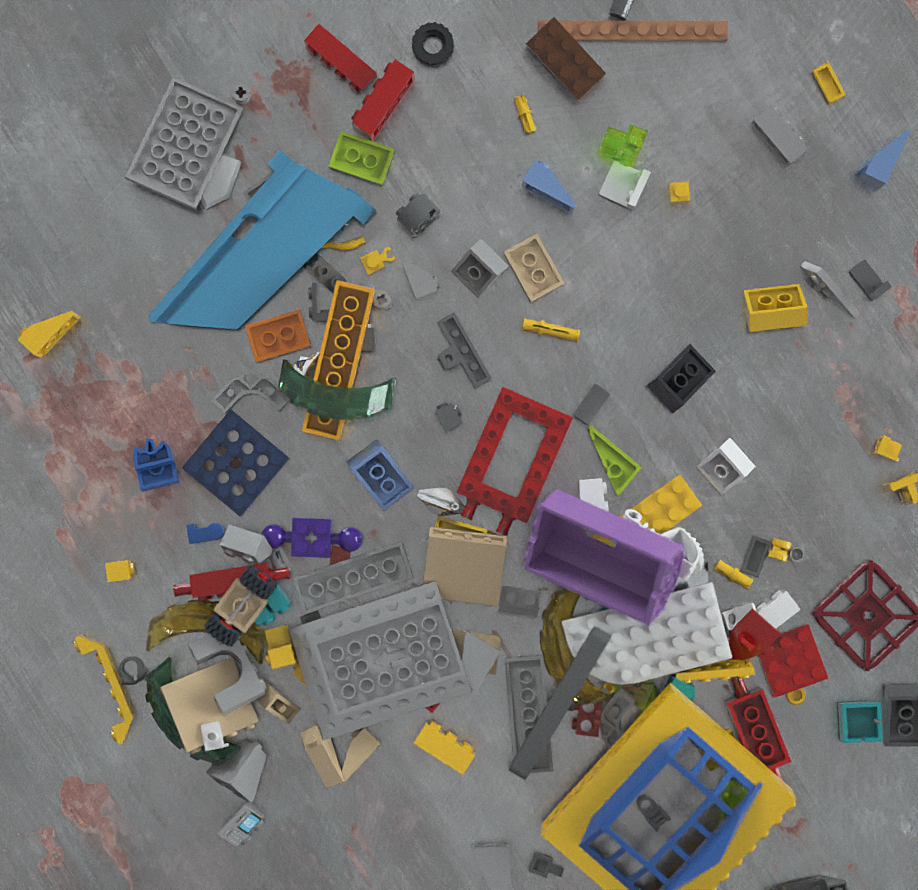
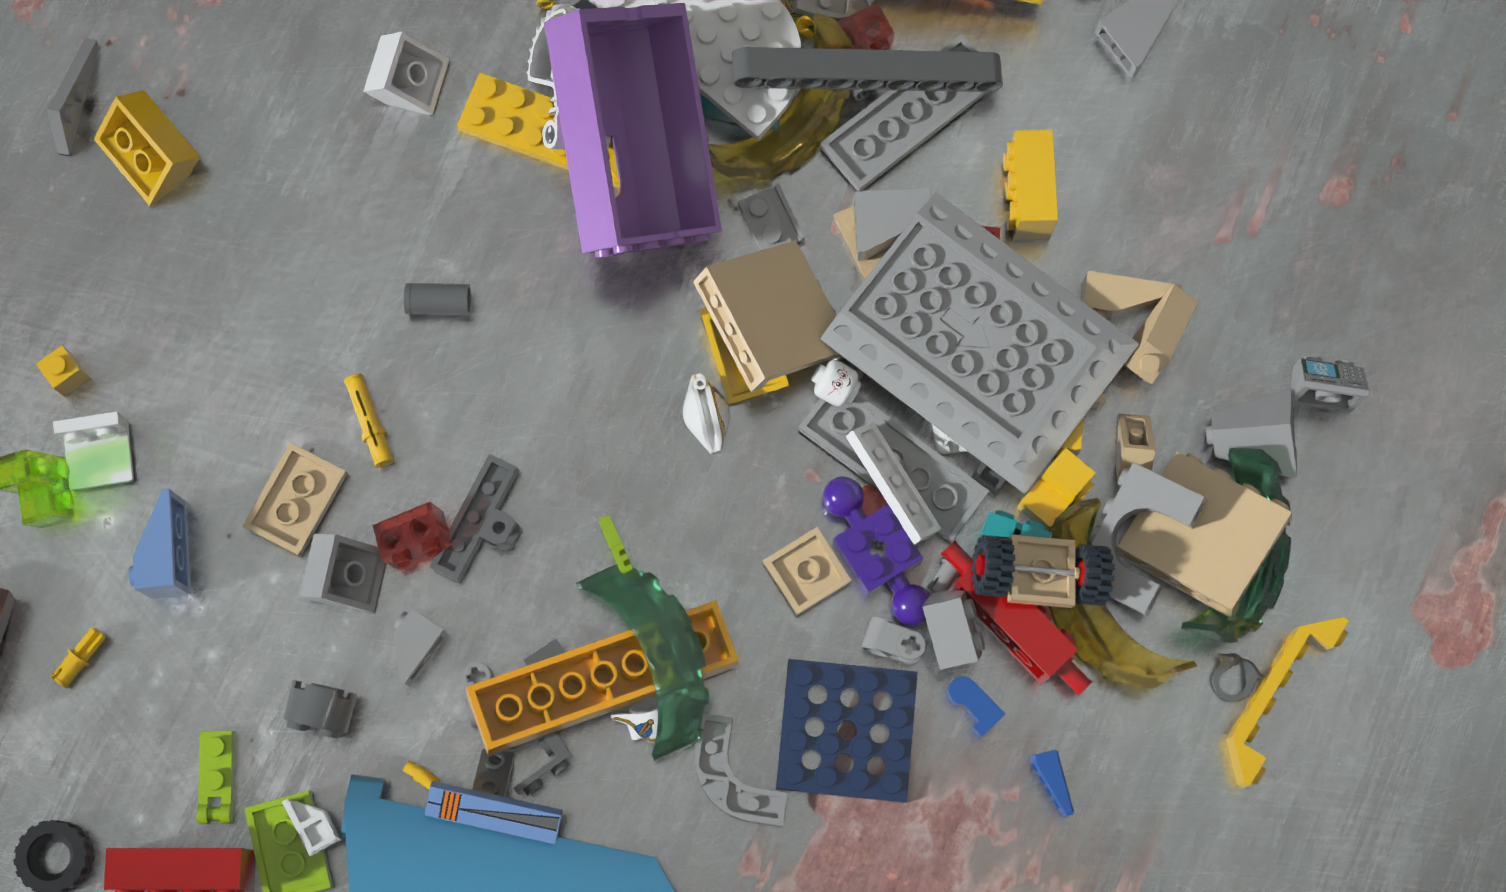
camera: 125 degrees left, 10 degrees down
(120, 570) = (1111, 788): yellow brick -> none
(149, 547) = (1050, 772): none -> blue slope
(155, 466) = (930, 841): blue plate -> none
(212, 736) = (1244, 492): white bracket -> none
(265, 512) = (886, 640): none -> light grey piece
(277, 336) = (626, 792): orange plate -> none
(308, 265) = (493, 812): none -> medium blue tile
(326, 496) = (807, 571): none -> tan plate
(338, 568) = (893, 482): none -> white plate
(363, 176) = (312, 826): none -> white tile
(374, 262) = (428, 728): yellow plate -> none
(380, 474) = (725, 518): medium blue slope -> none
(400, 409) = (615, 544): none -> lime tile
(408, 574) = (836, 383): none -> white head
(420, 145) = (216, 776): none -> lime plate
(448, 416) = (581, 477): dark grey brick -> none
(478, 315) = (411, 527): none -> clear red brick
(480, 493) = (589, 397): red brick -> none
(593, 492) = (556, 219): white brick -> none
(617, 464) = (497, 214): lime wing -> none
(681, 378) = (325, 205): black slope -> none
(869, 280) = (33, 48): dark grey bracket -> none

